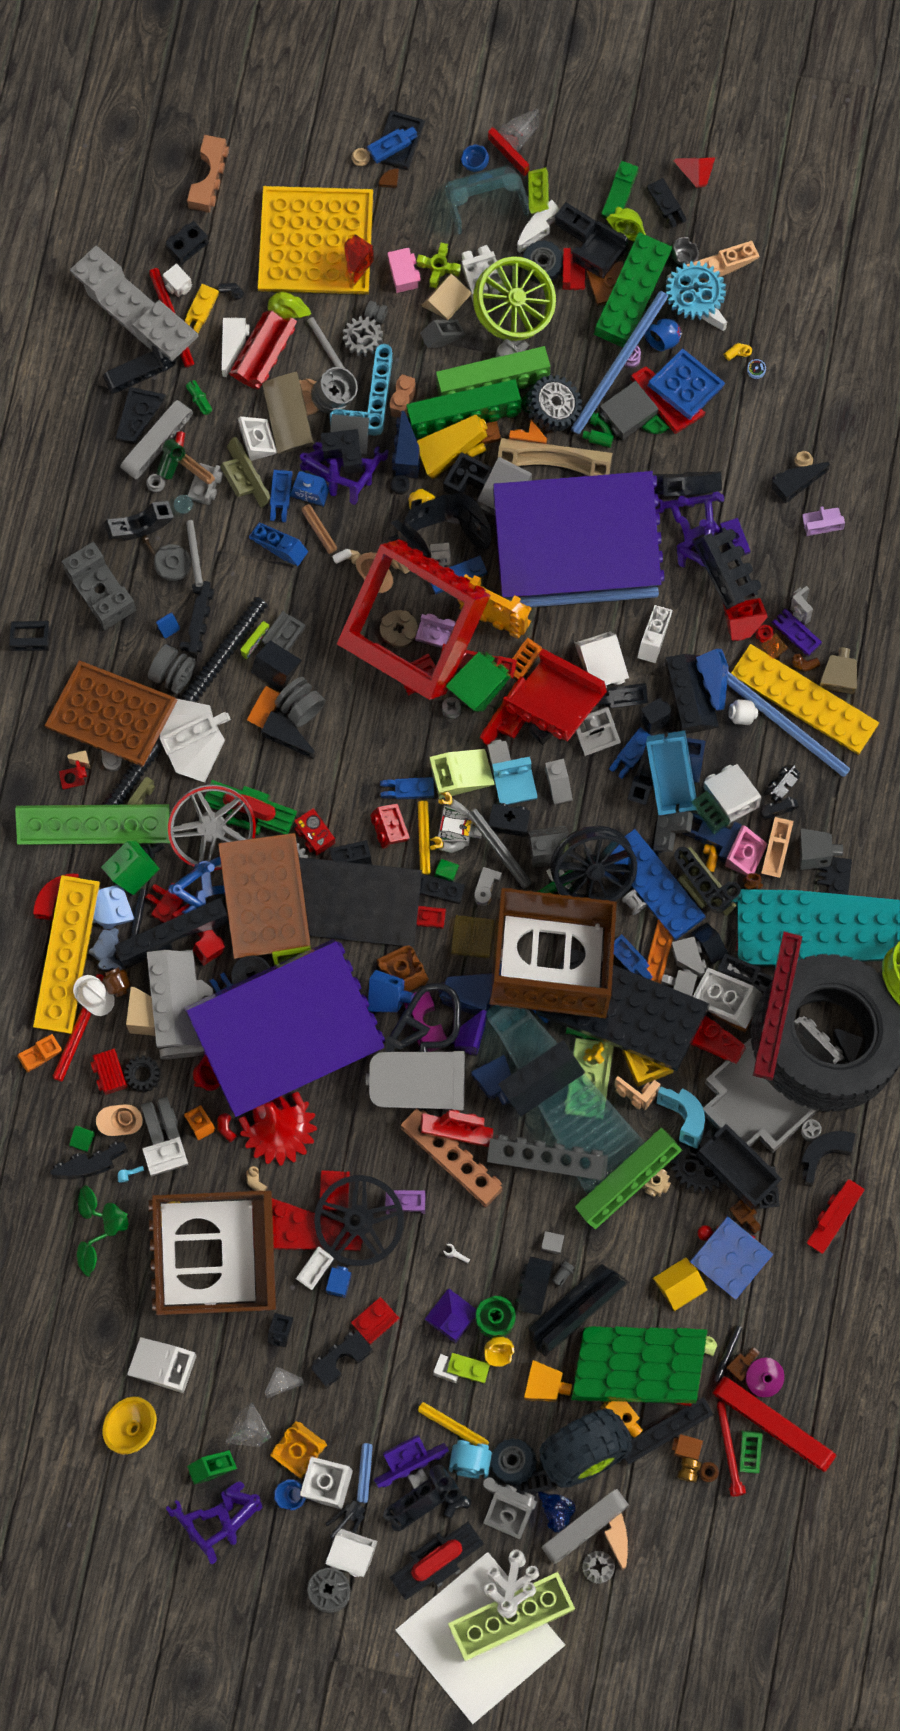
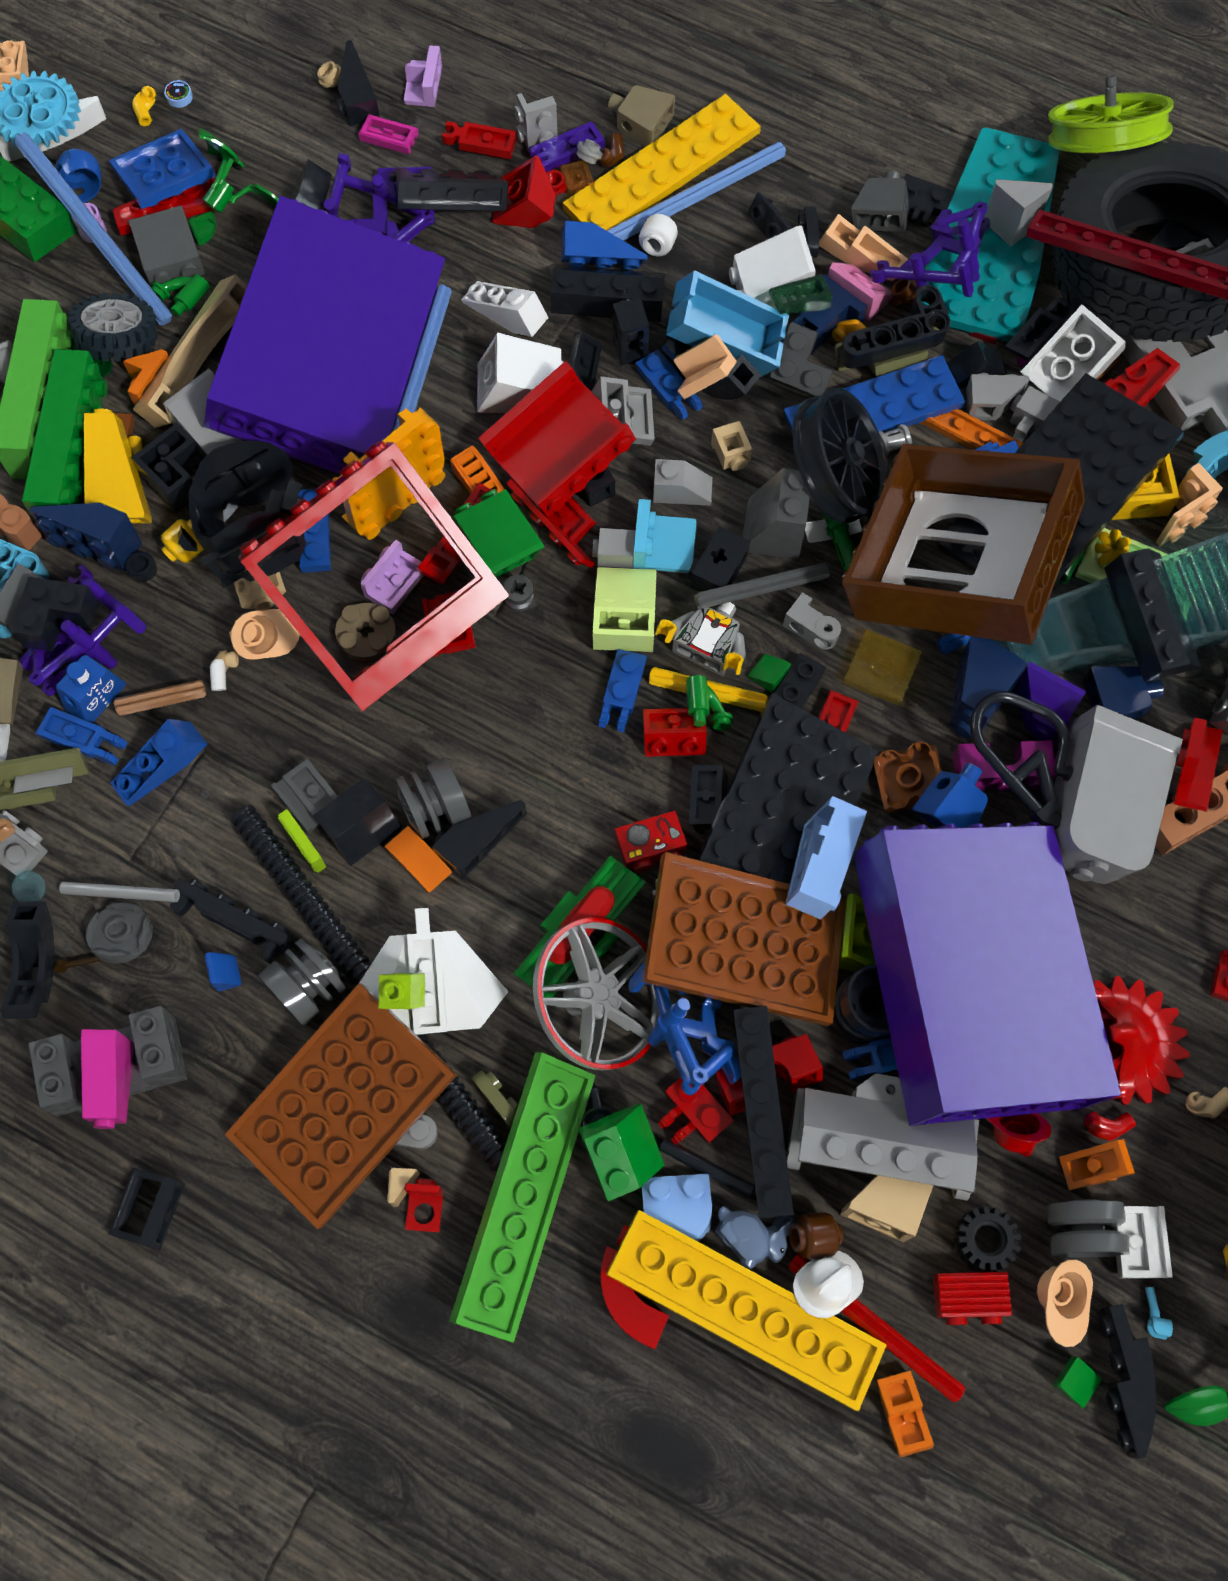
camera: 75 degrees left, 5 degrees down
(87, 588) = (105, 1077): none -> dark pink slope
(177, 721) = (401, 990): none -> lime brick
(246, 486) = (43, 779): none -> light grey sticker
(323, 925) = (824, 857): none -> light blue wedge
(408, 831) = (699, 700): none -> green plant
(596, 797) = (731, 446): none -> tan brick
(635, 770) = (704, 365): none -> light nougat panel
(685, 417) = (221, 192): none -> green plant
(771, 529) = (386, 137): none -> dark pink tile
(781, 906) = (965, 268): none -> dark purple piece
(784, 576) = (481, 139): none -> red plate
(792, 647) = (589, 151): none -> light grey plate
(826, 934) = (1015, 206): none -> light grey slope

